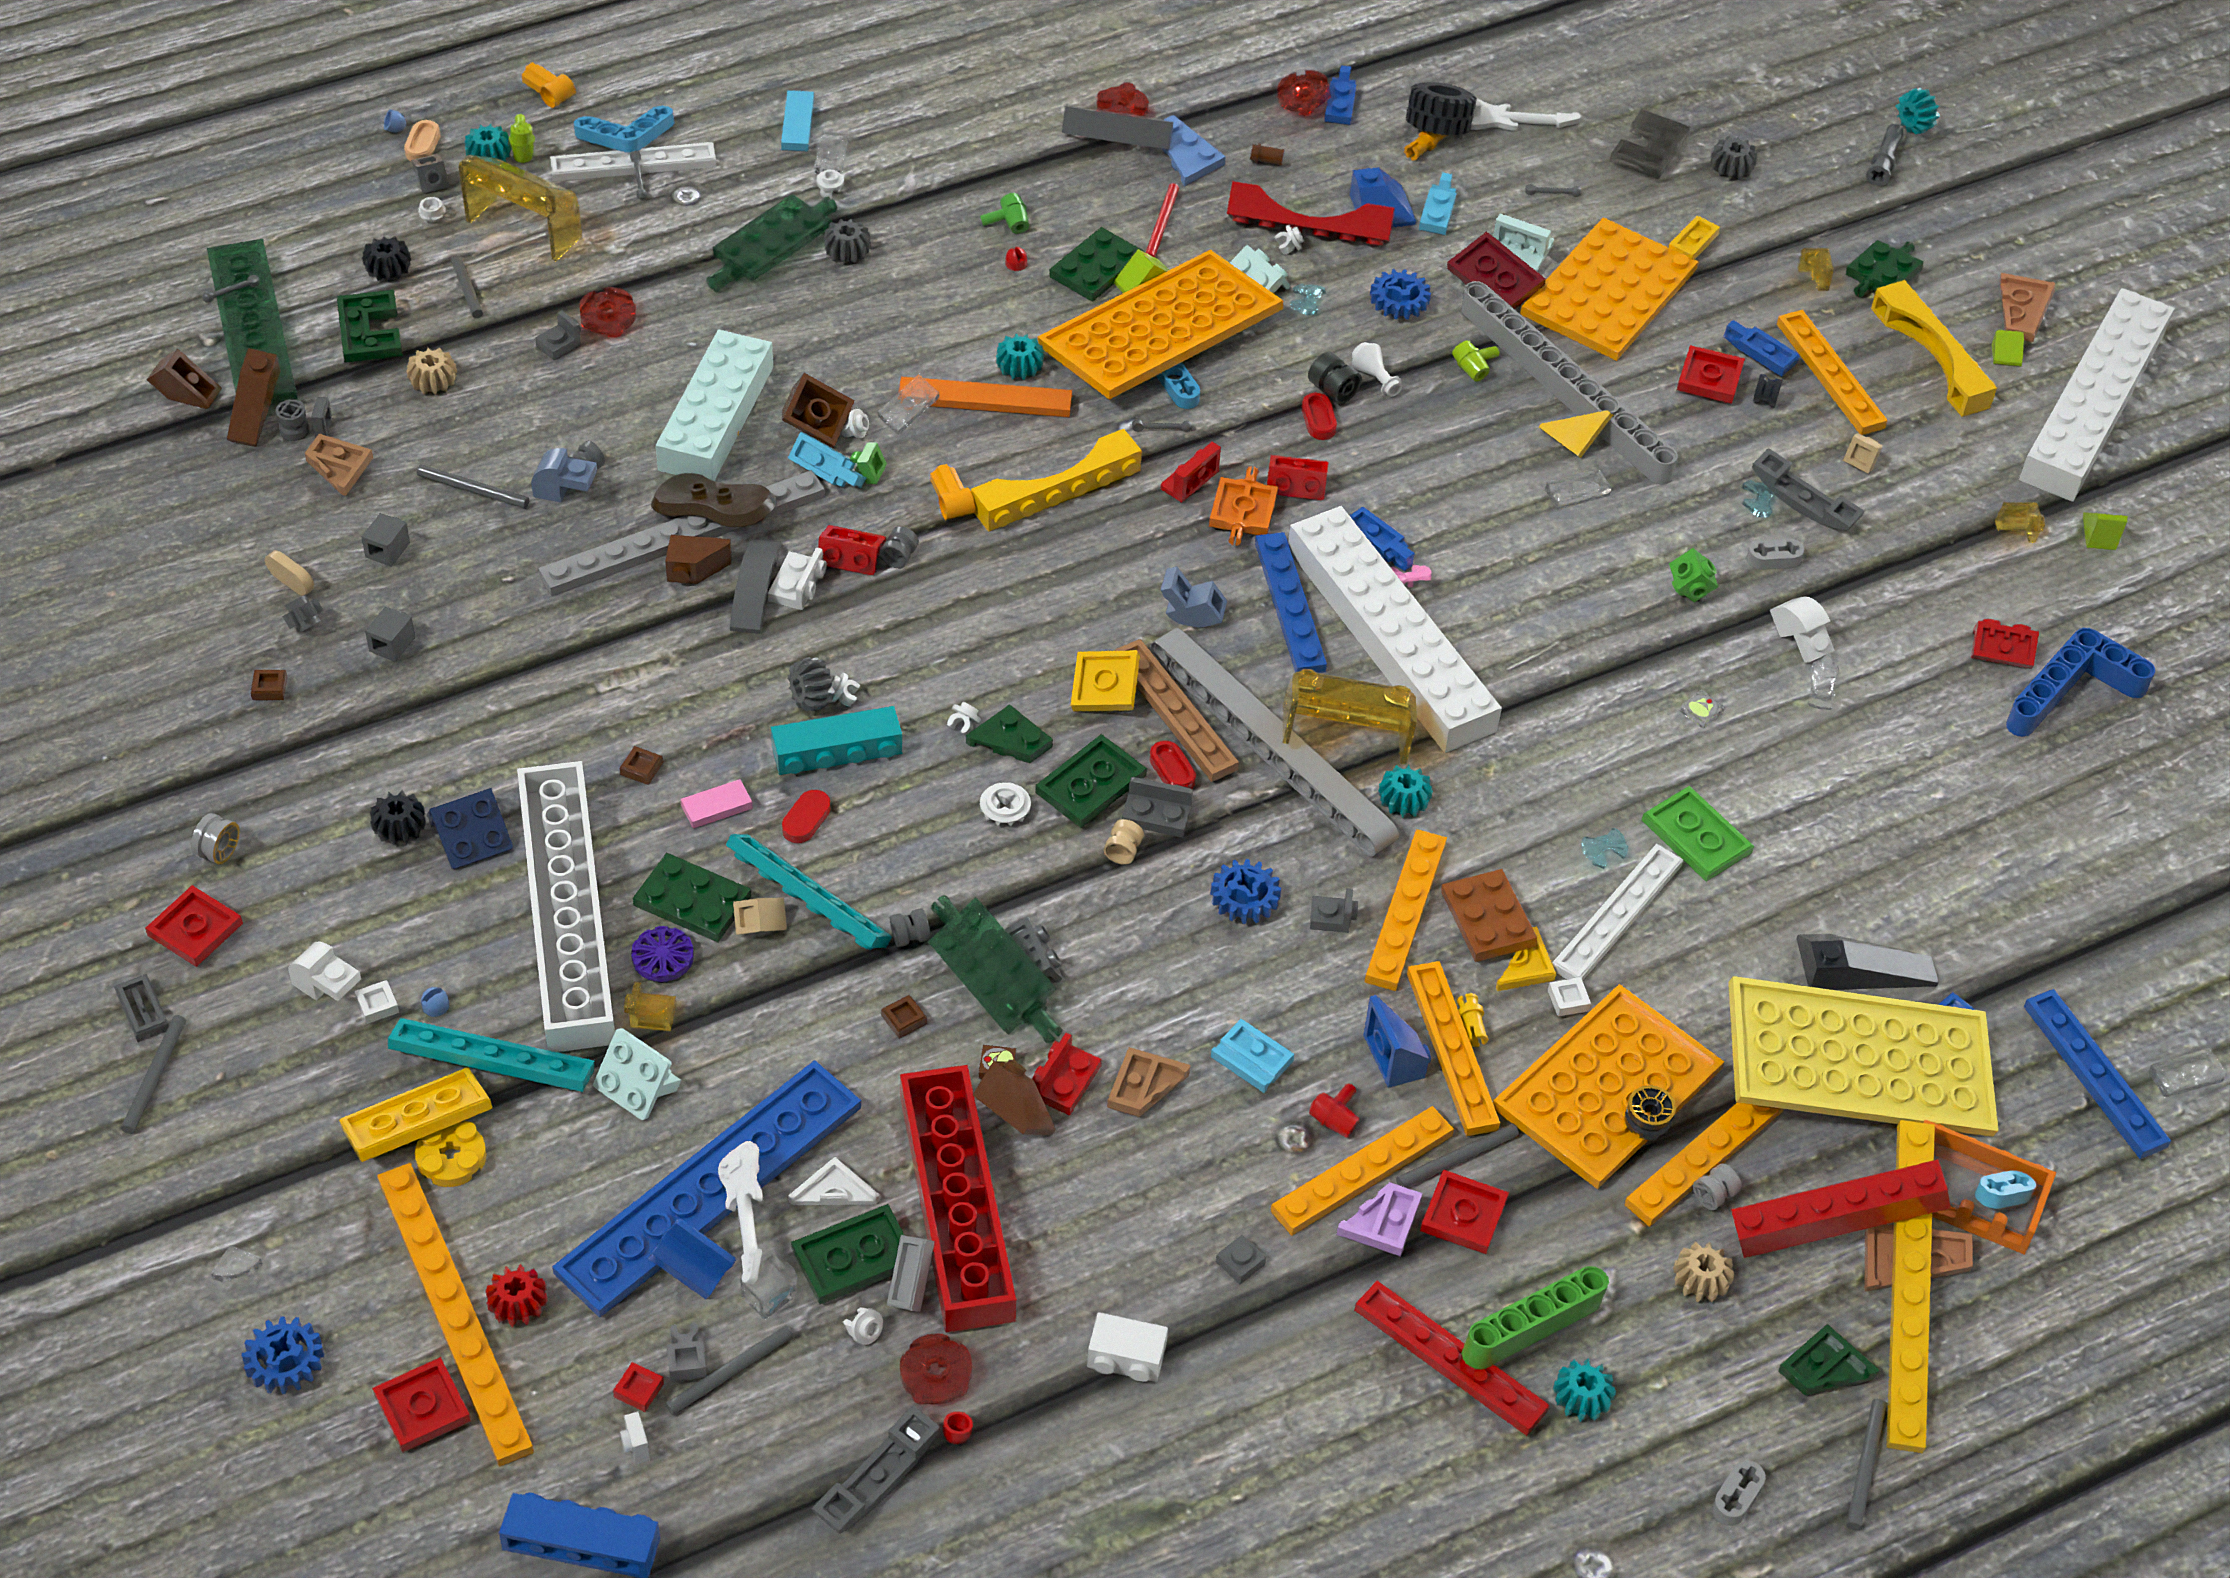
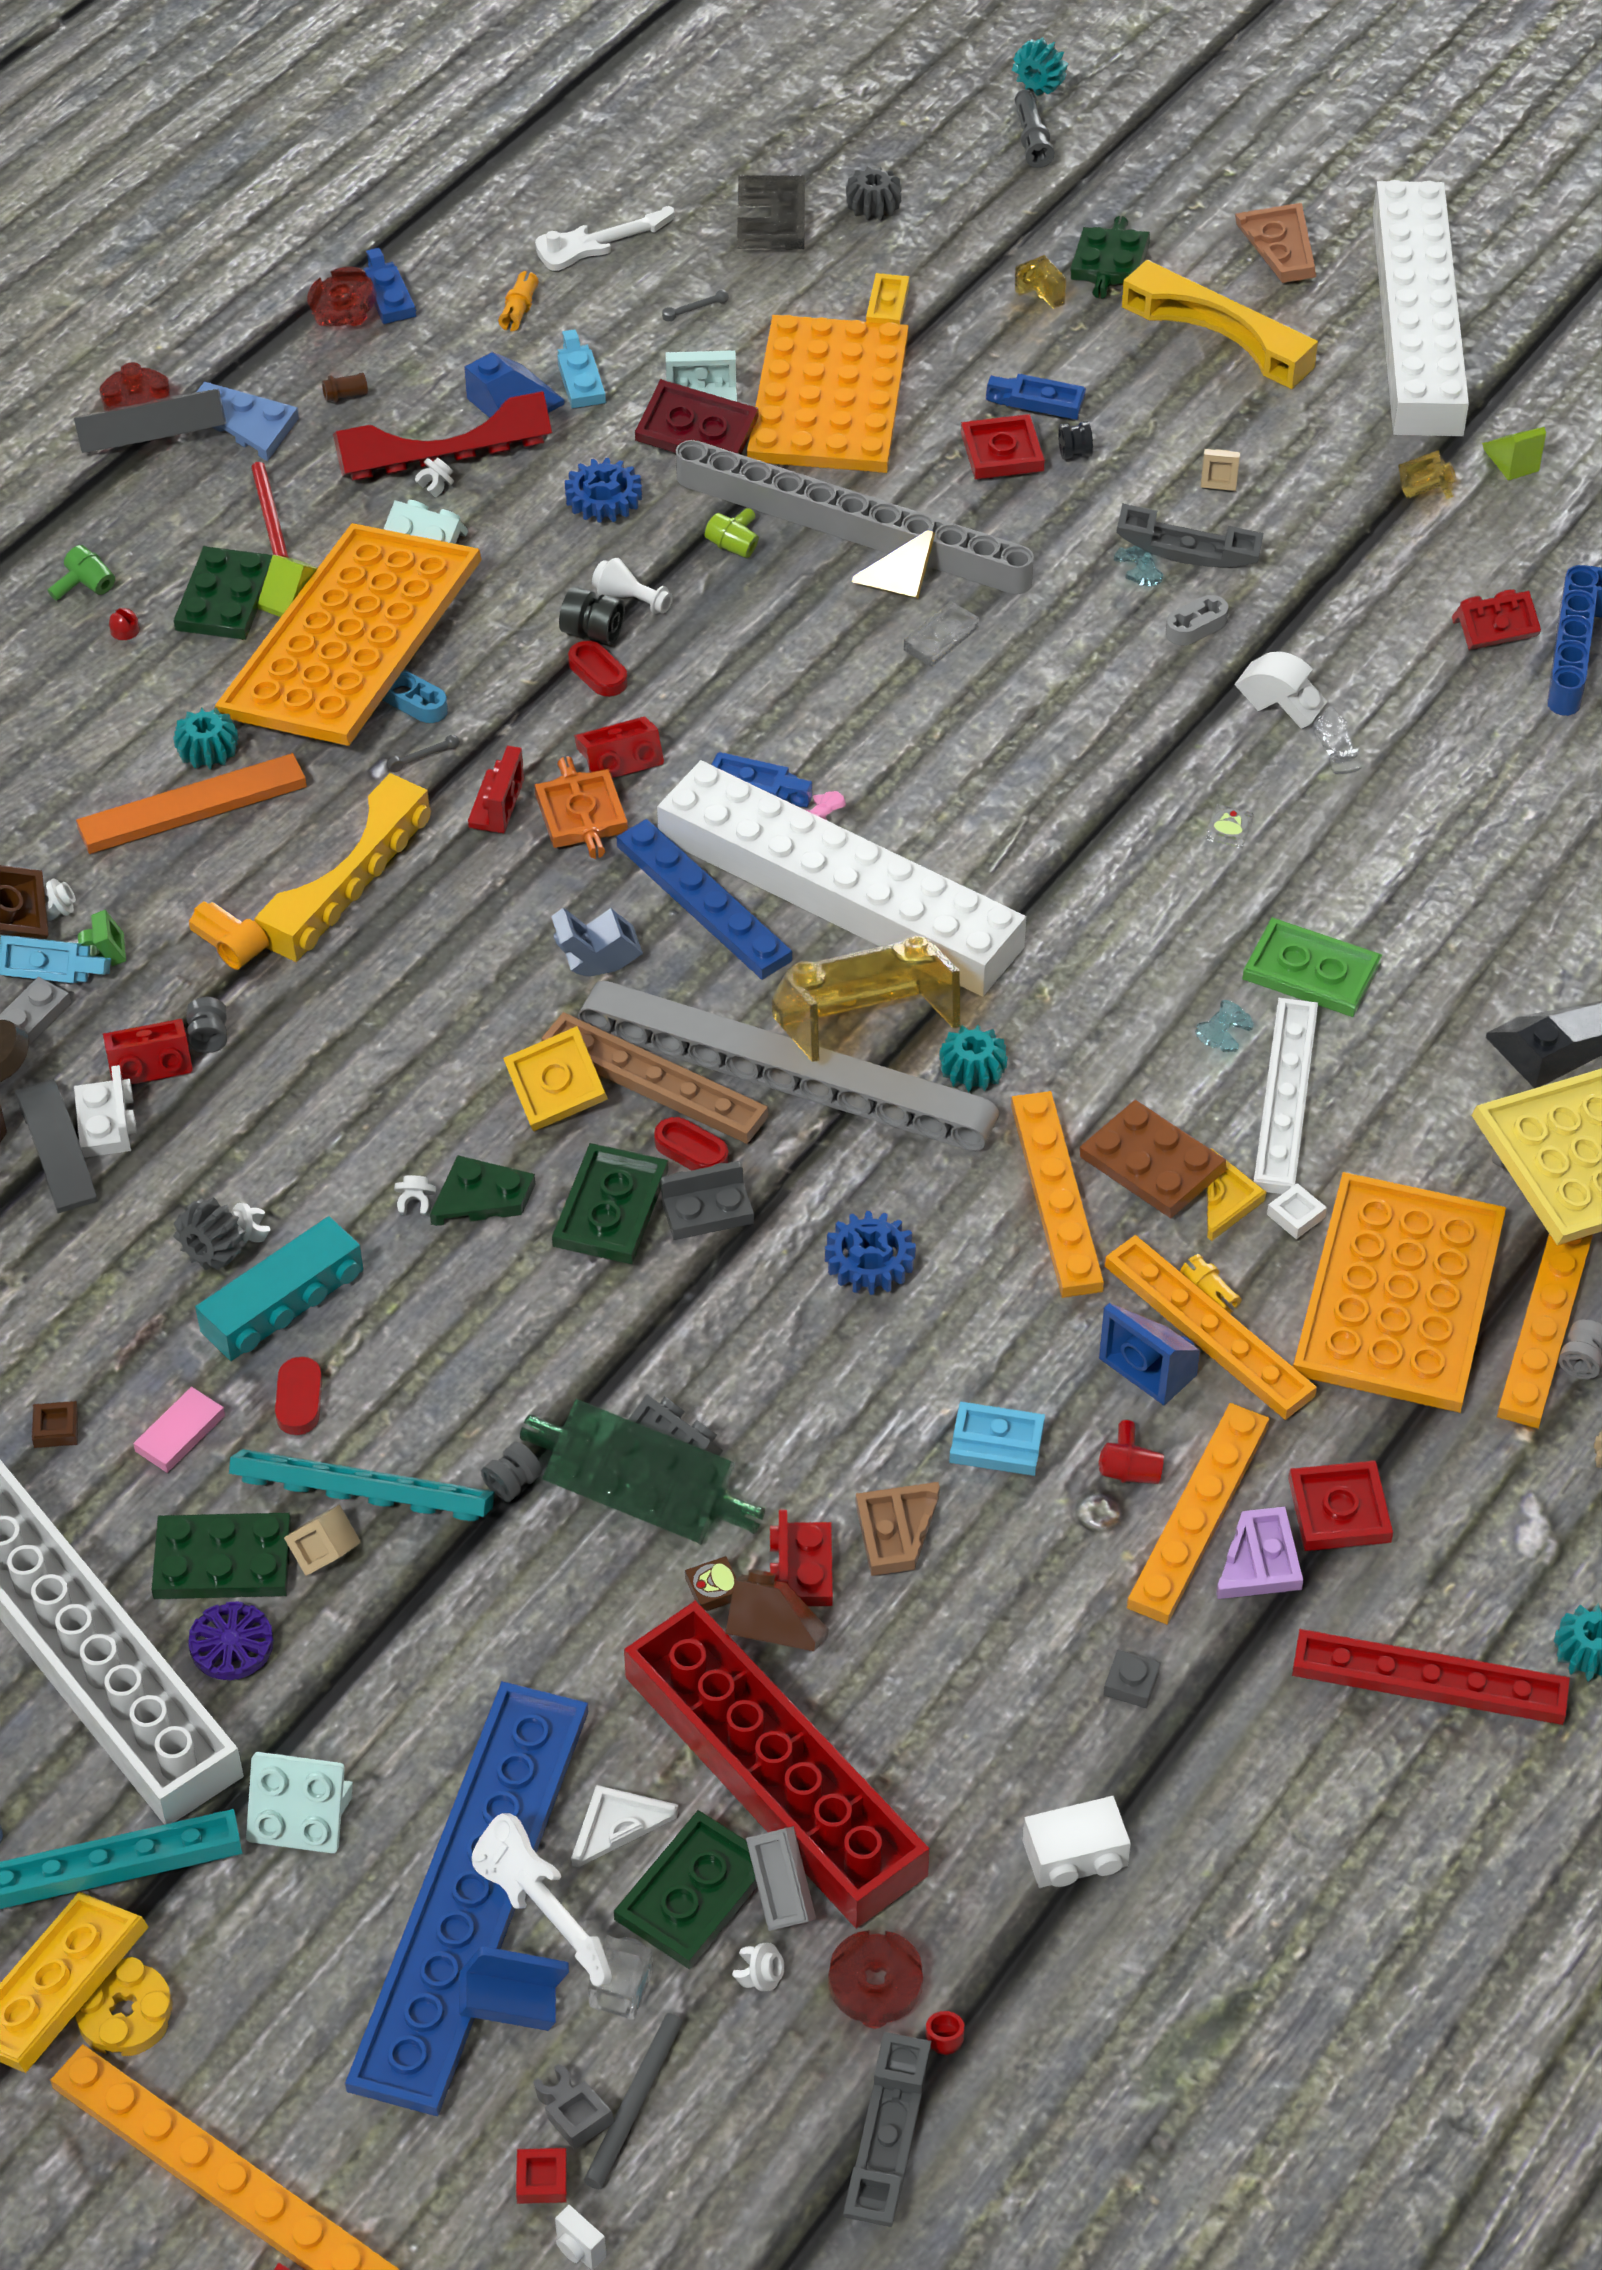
camera: 25 degrees left, 0 degrees up
(516, 1295) = (318, 2123): red gear -> none
(649, 1010) = (260, 1715): clear yellow bracket -> none
(904, 1016) = (568, 1580): reddish brown tile -> none
(908, 404) = (109, 849): clear plate -> none
(1005, 793) = (519, 1263): white gear -> none
(1124, 840) = (695, 1257): tan wheel -> none
(1311, 295) = (502, 543): clear light blue piece -> none
(1333, 913) = (981, 1233): dark grey bracket -> none
(1441, 108) = (518, 257): black tyre -> none
(1457, 1156) = (1290, 1447): dark grey bar -> none
(1535, 1317) = (1495, 1587): bright green beam -> none
(1661, 1109) = (1471, 1299): black wheel -> none
(1693, 575) = (1131, 679): bright green brick -> none
(1832, 372) = (1129, 393): light orange plate -> none
(2008, 347) = (1294, 293): lime slope -> none

